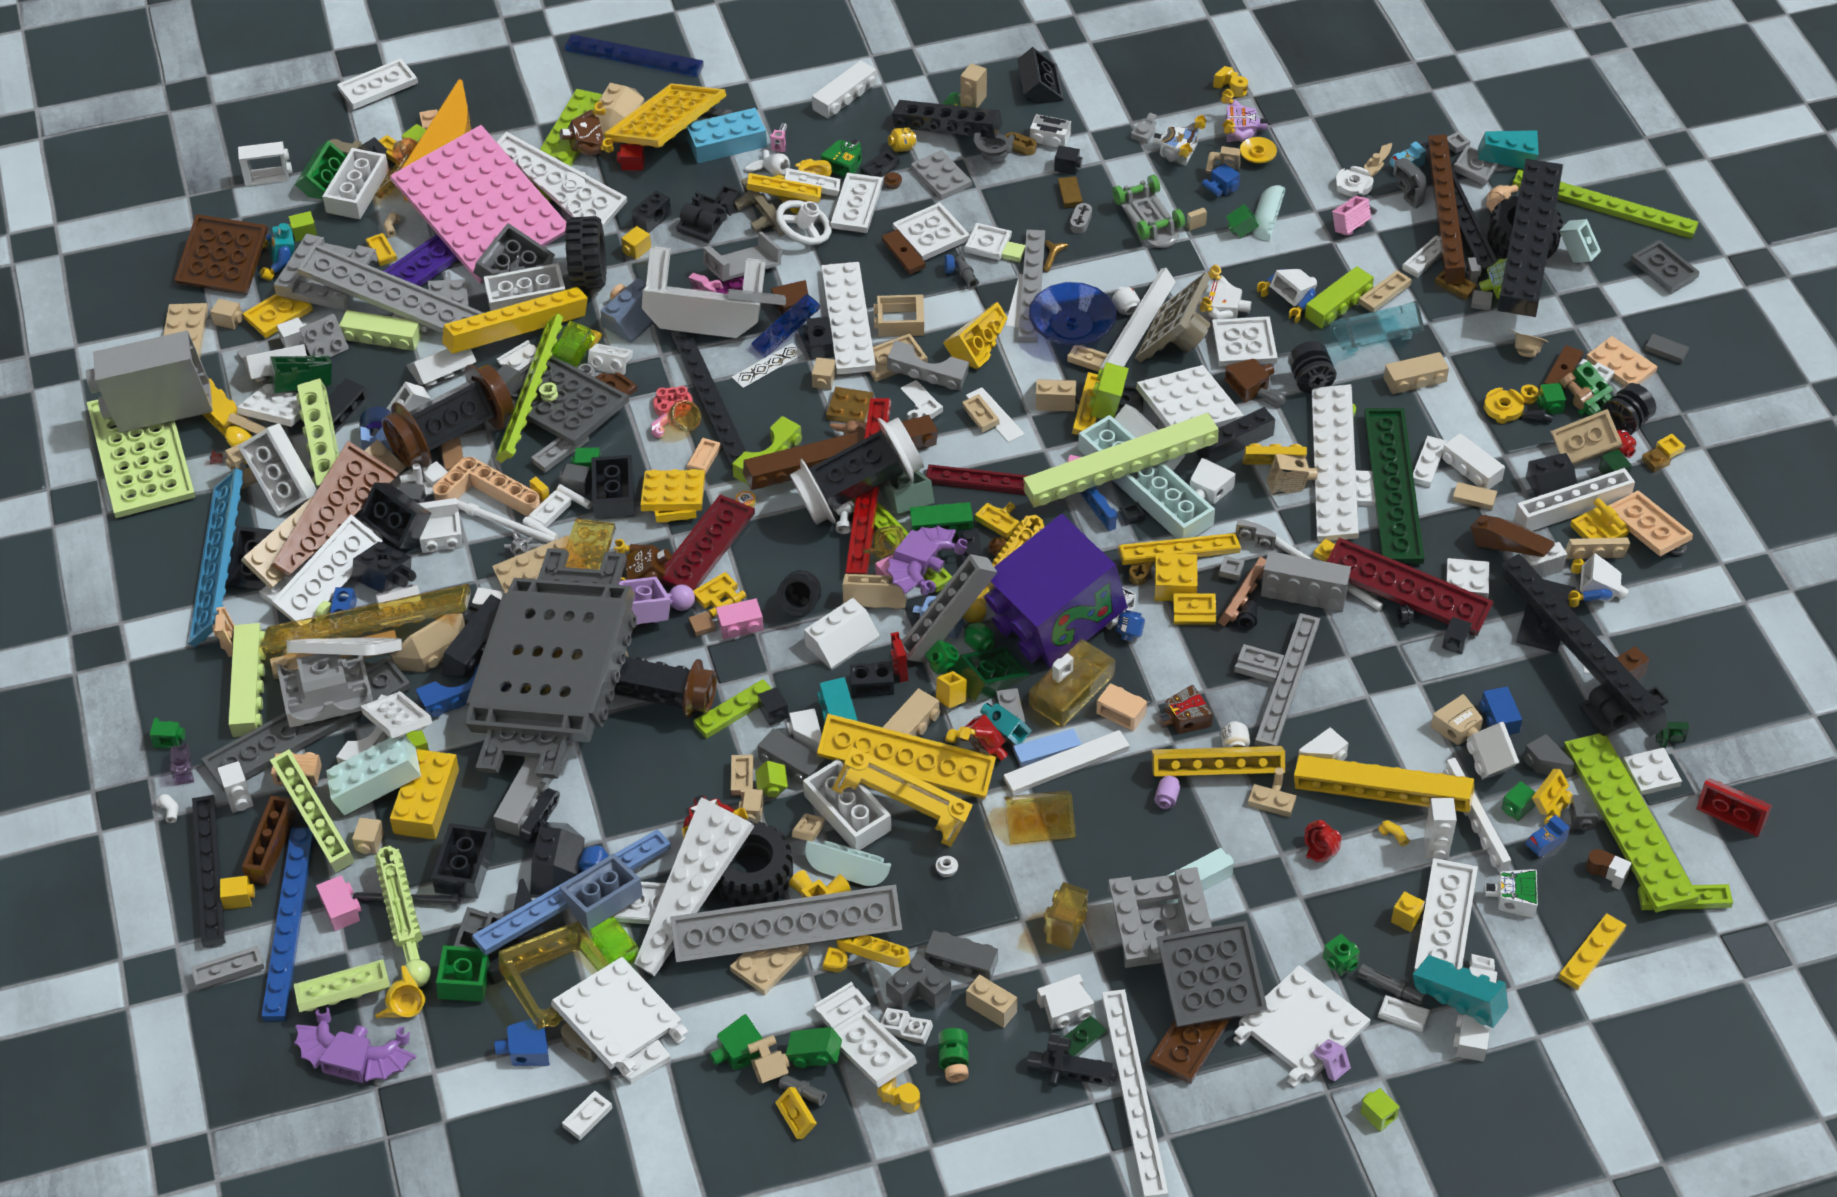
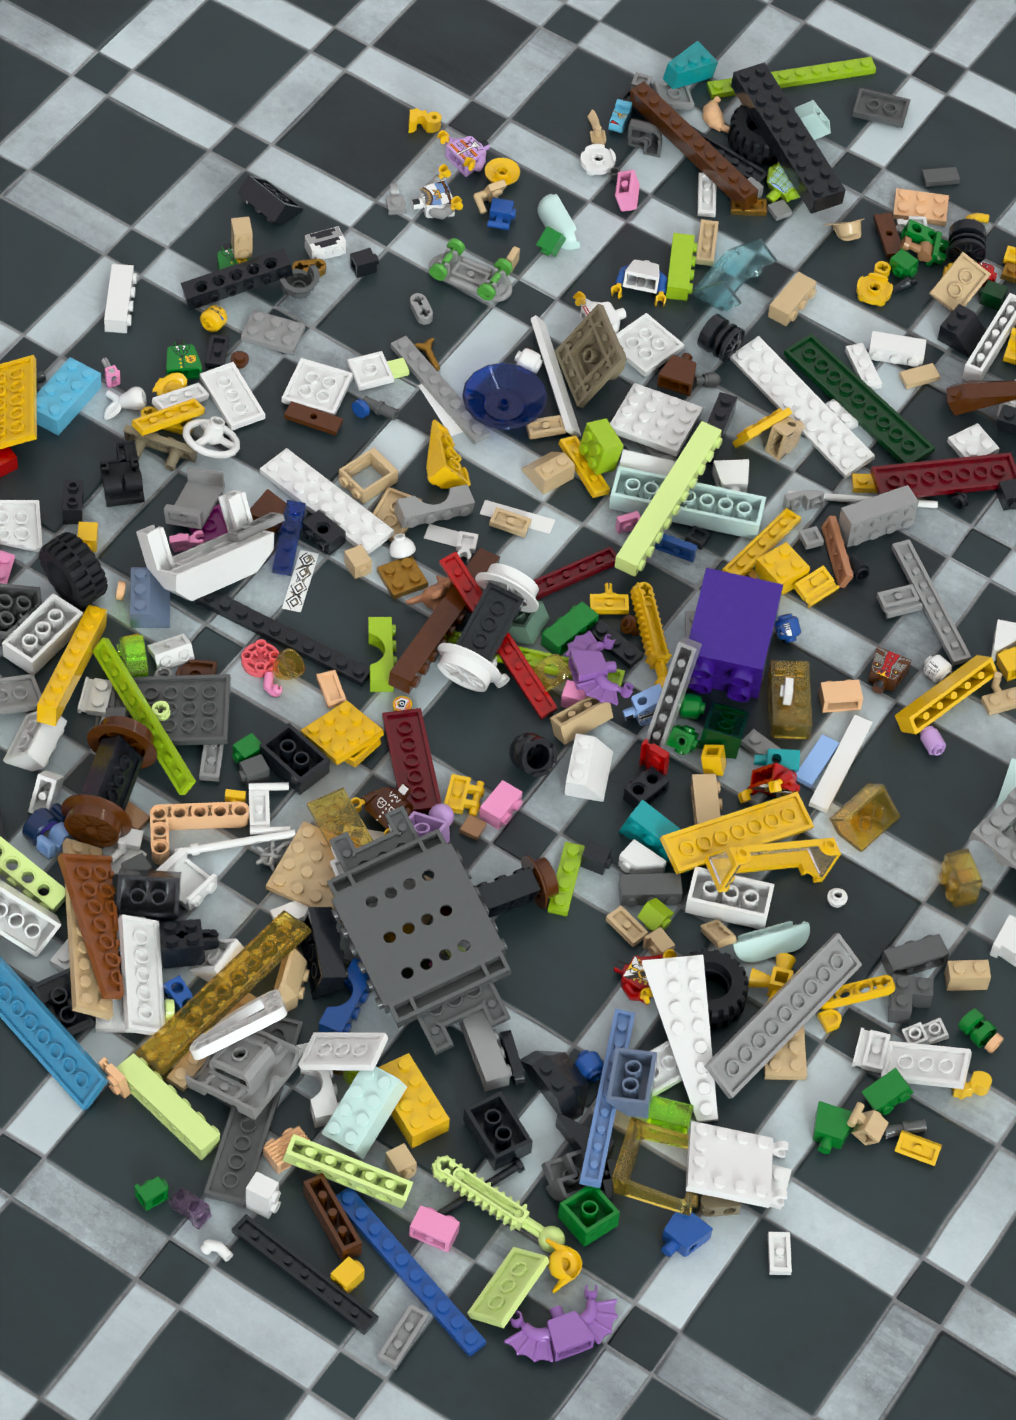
camera: 45 degrees left, 5 degrees up
(869, 381) = (401, 546): none -> white brick
(1070, 191) = (390, 290): pearl gold tile -> none
(1667, 397) = (984, 218): none -> yellow arm

